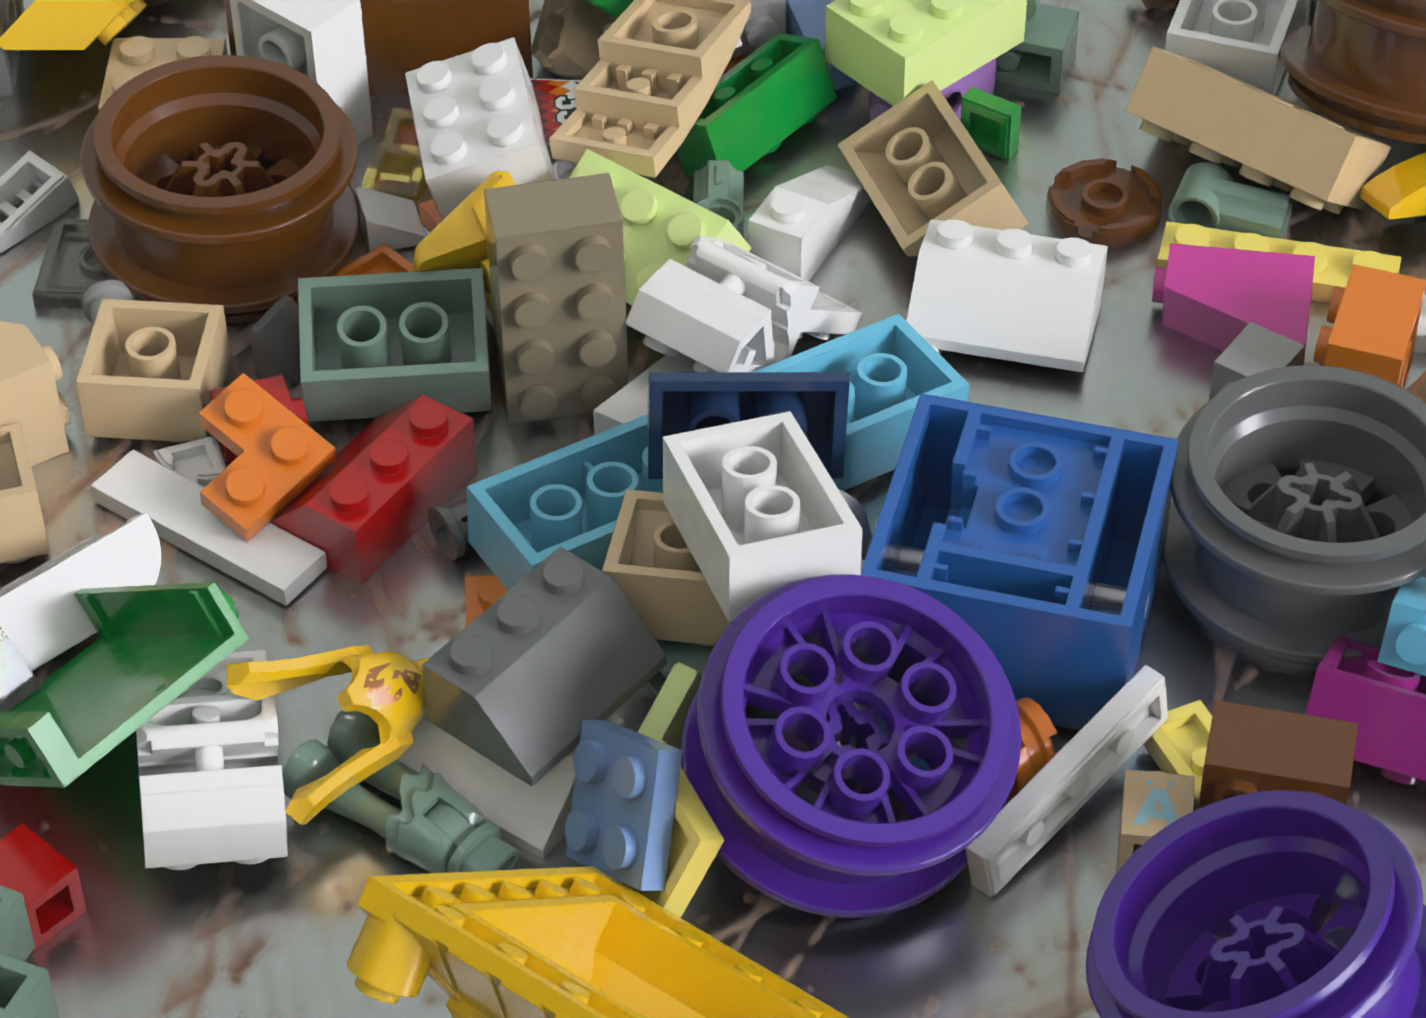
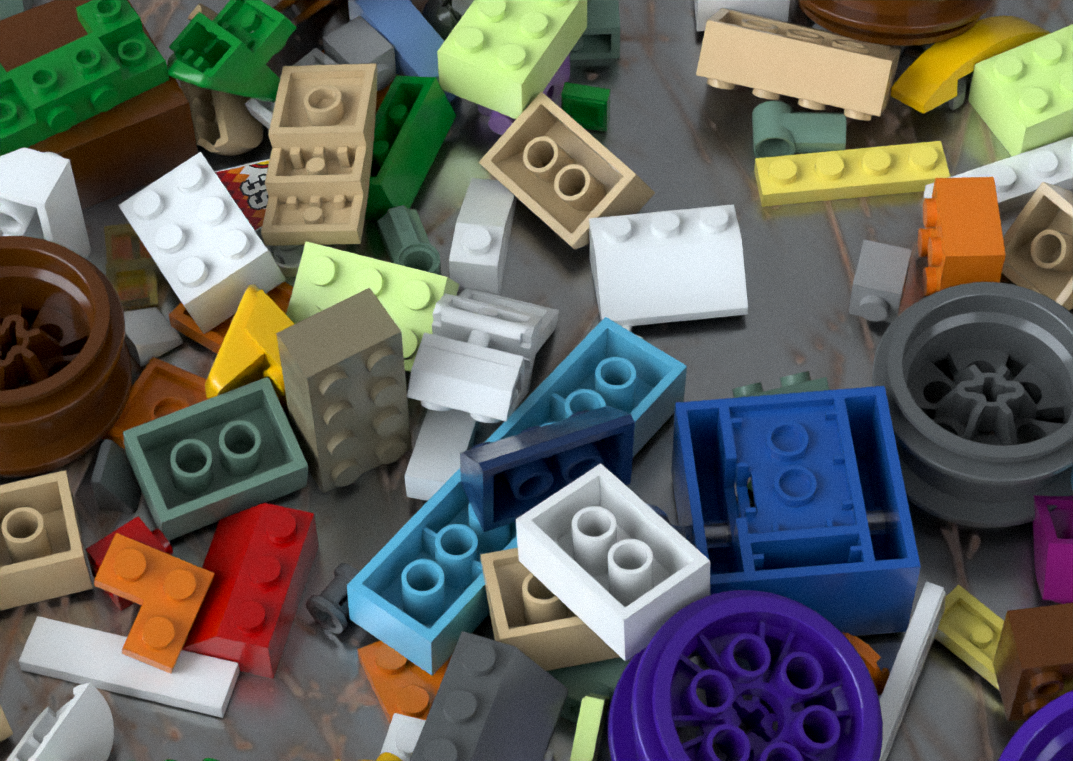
camera: 20 degrees left, 10 degrees up
(195, 460) = (93, 610): white tile -> none
(1104, 203) = (698, 153): reddish brown tile -> none
(1149, 805) = (970, 703): tan brick -> none
(1220, 290) = (838, 213): dark pink slope -> none

